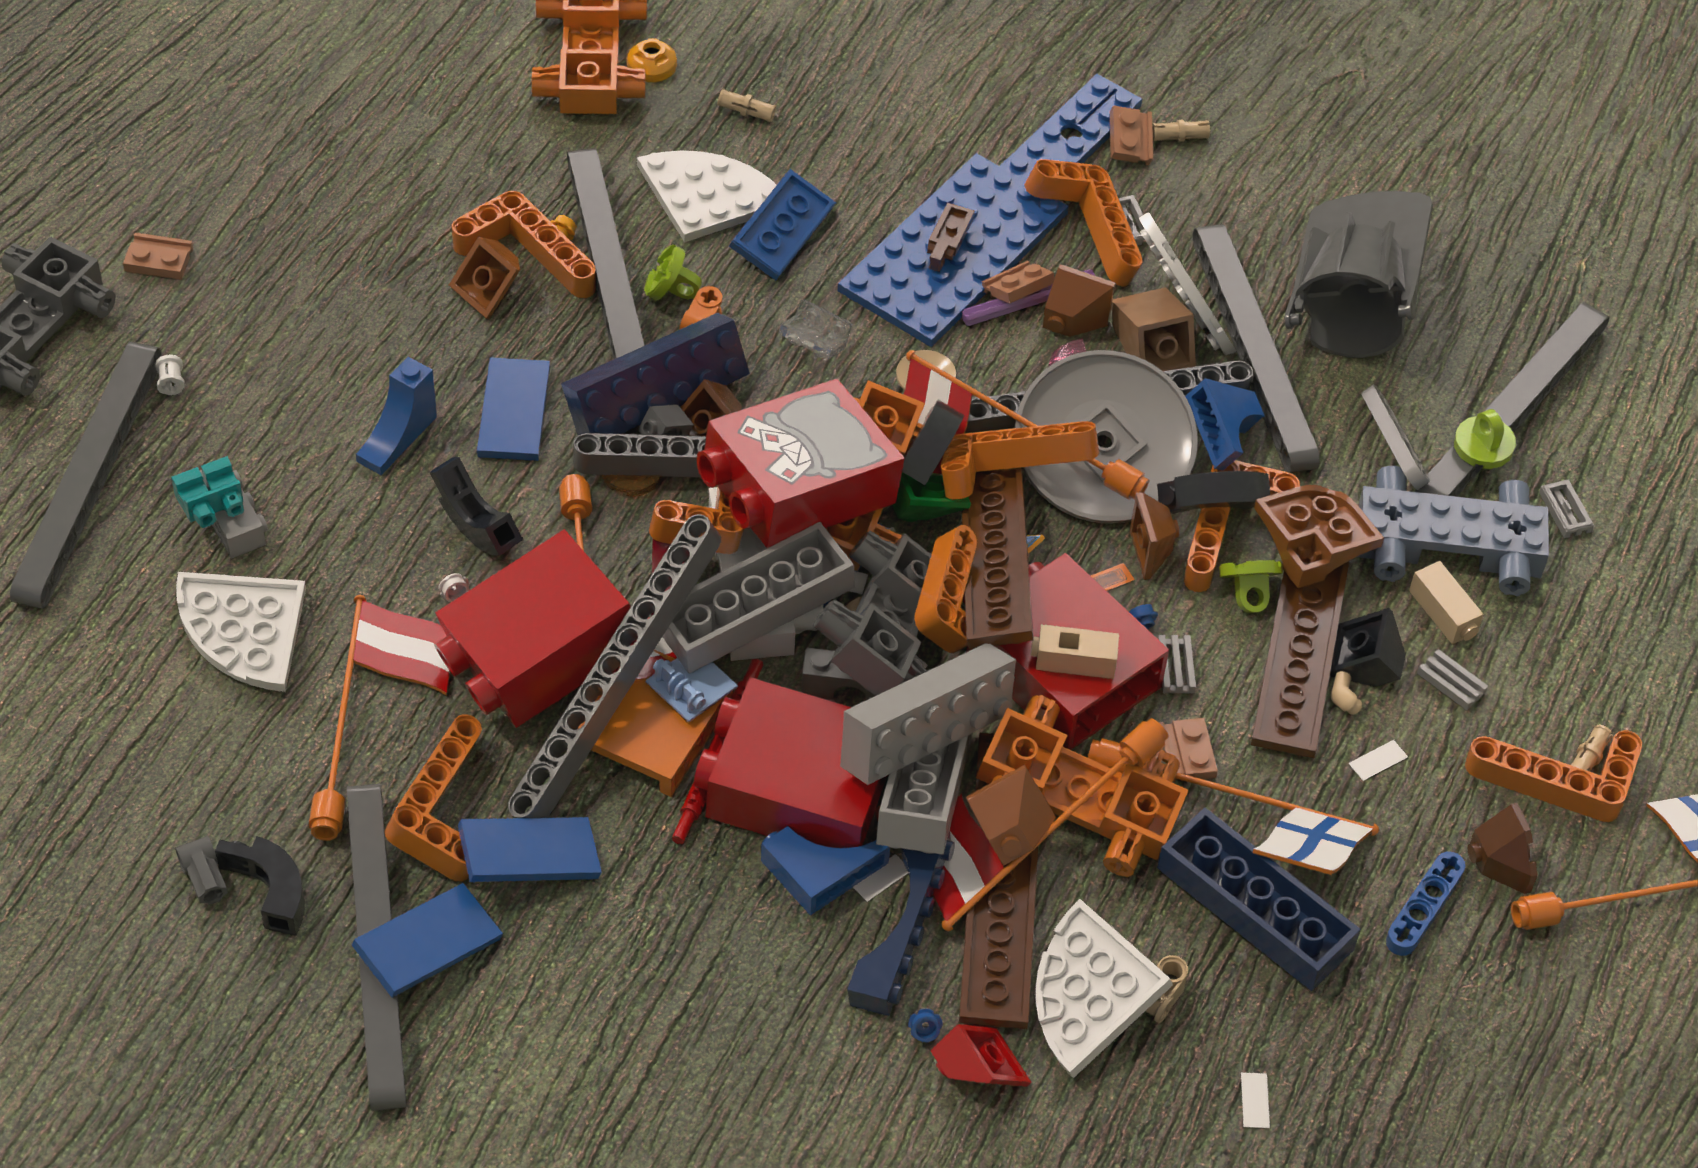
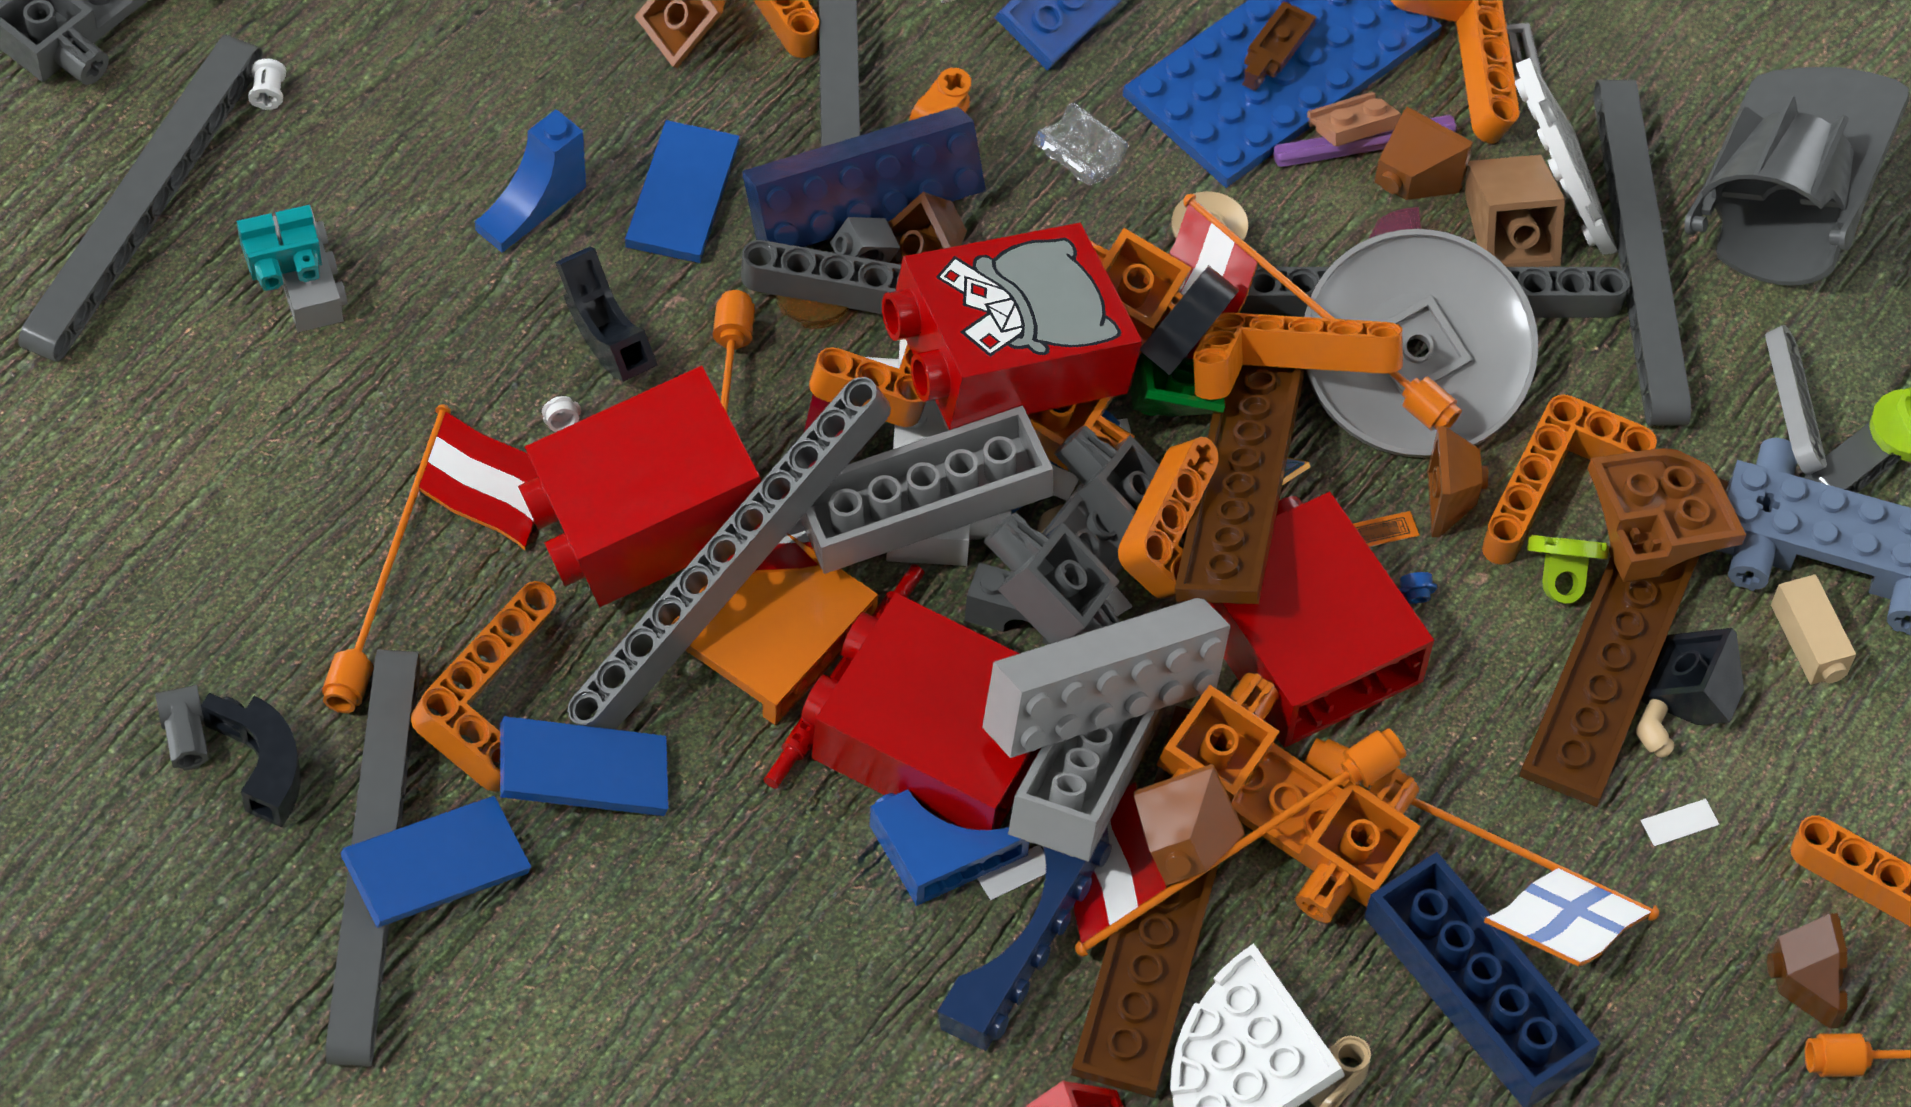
camera: 10 degrees right, 5 degrees up
(243, 624) = (294, 420): white plate -> none
(671, 275) = (914, 47): lime tile -> none
(690, 692) = (819, 597): light blue hinge -> none
(928, 1033) = (1027, 1082): blue plate -> none
(1076, 651) = (1312, 624): tan brick -> none
(1175, 644) = (1450, 627): light grey tile -> none
(1192, 747) = (1439, 767): nougat plate -> none
(1214, 489) = (1541, 437): black arch -> none
(1220, 415) = (1571, 335): blue arch -> none
(1429, 905) = (1694, 1017): blue beam -> none
(1455, 677) = (1804, 728): light grey tile -> none

